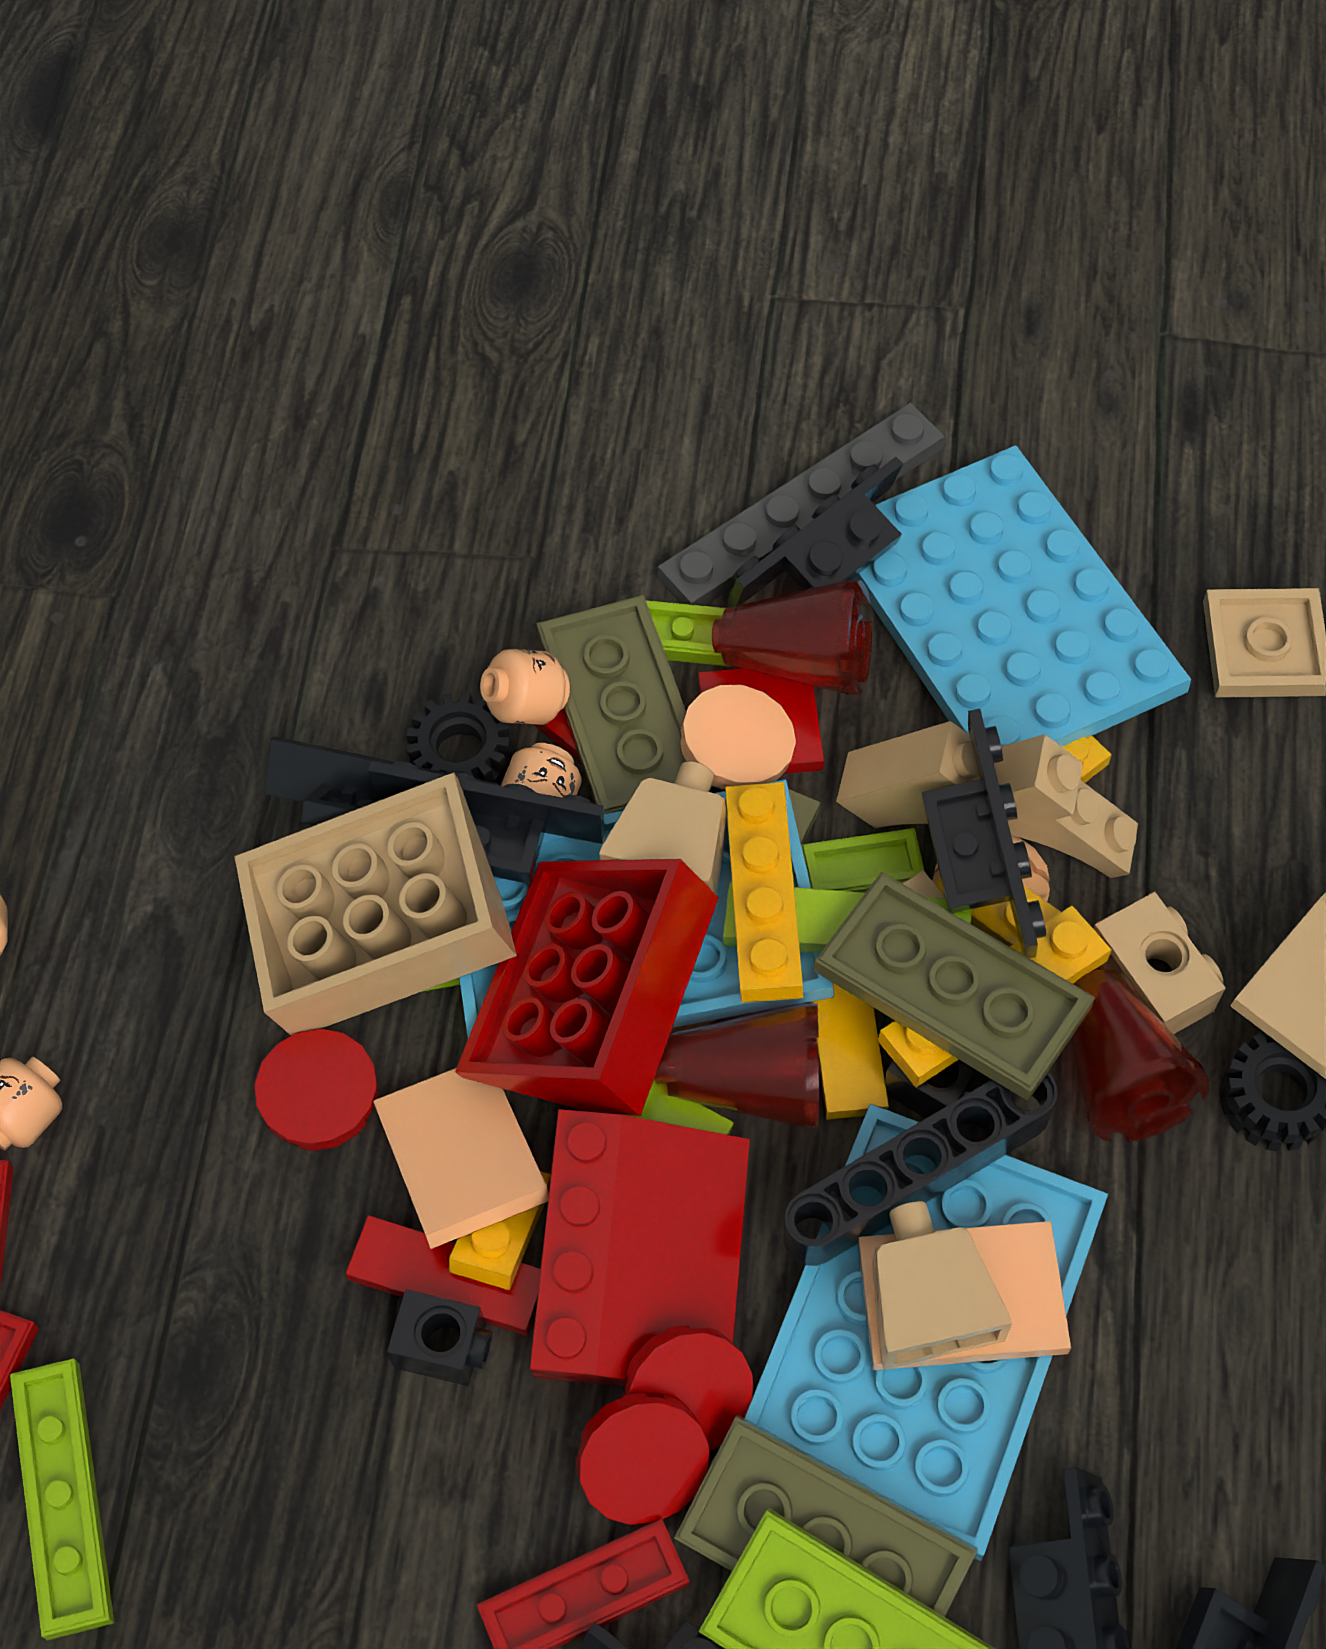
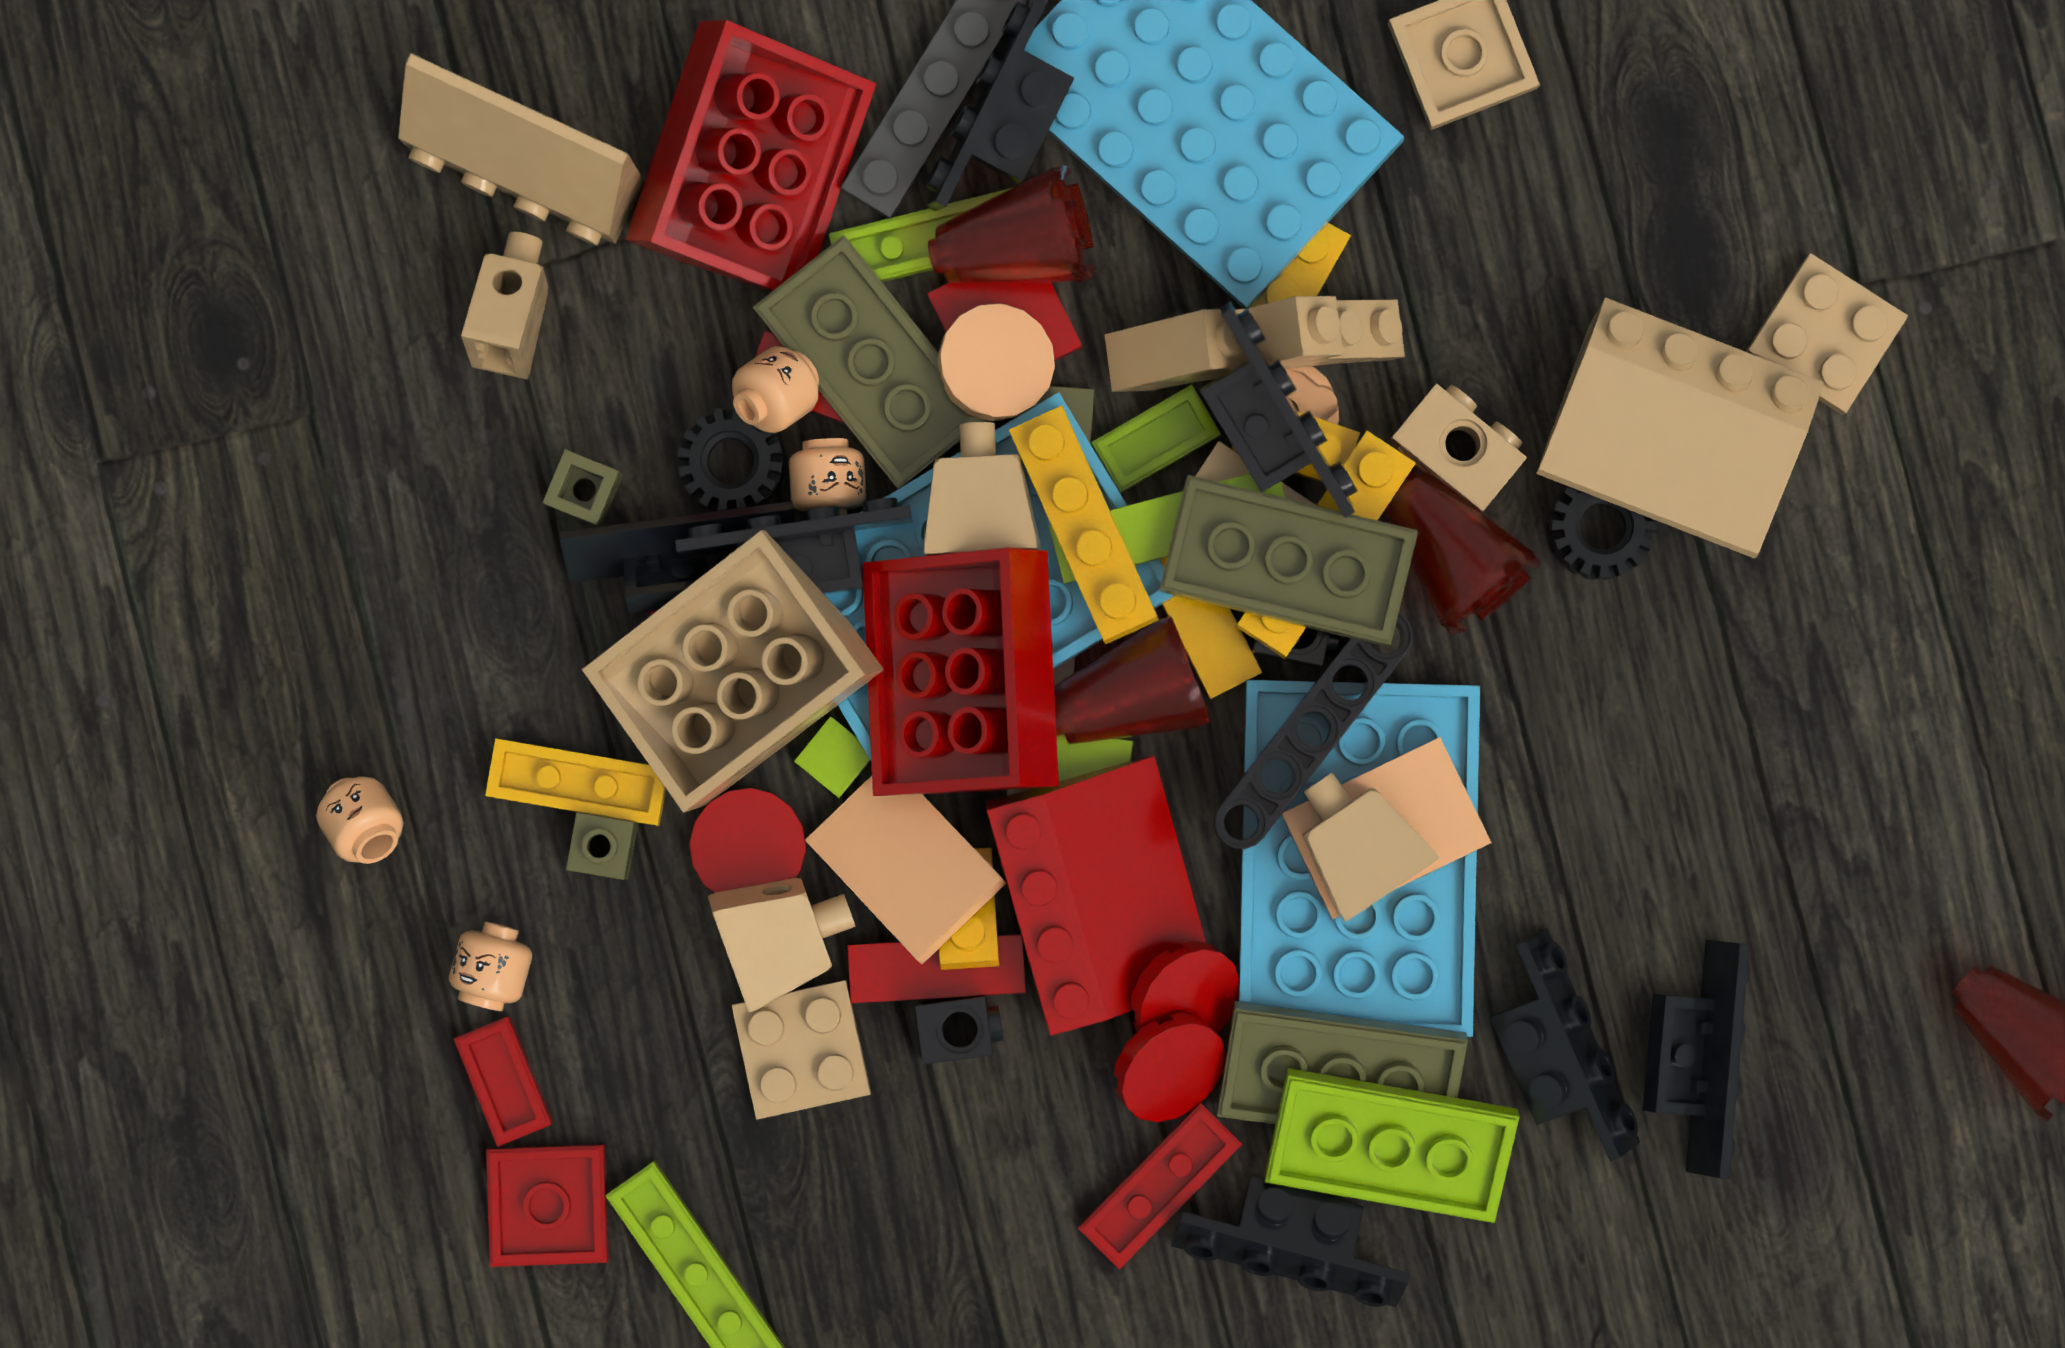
camera: 20 degrees left, 25 degrees up
(182, 969) = (575, 782): none -> yellow plate
(186, 1048) = (622, 841): none -> olive plate
(275, 1305) = (802, 1050): none -> tan plate
(300, 1174) = (776, 936): none -> tan torso
(315, 716) = (569, 473): none -> olive plate
(318, 558) = (505, 327): none -> tan torso
(391, 429) = (516, 152): none -> tan slope
(435, 1037) = (834, 757): none -> lime tile
(589, 515) = (750, 157): none -> red slope

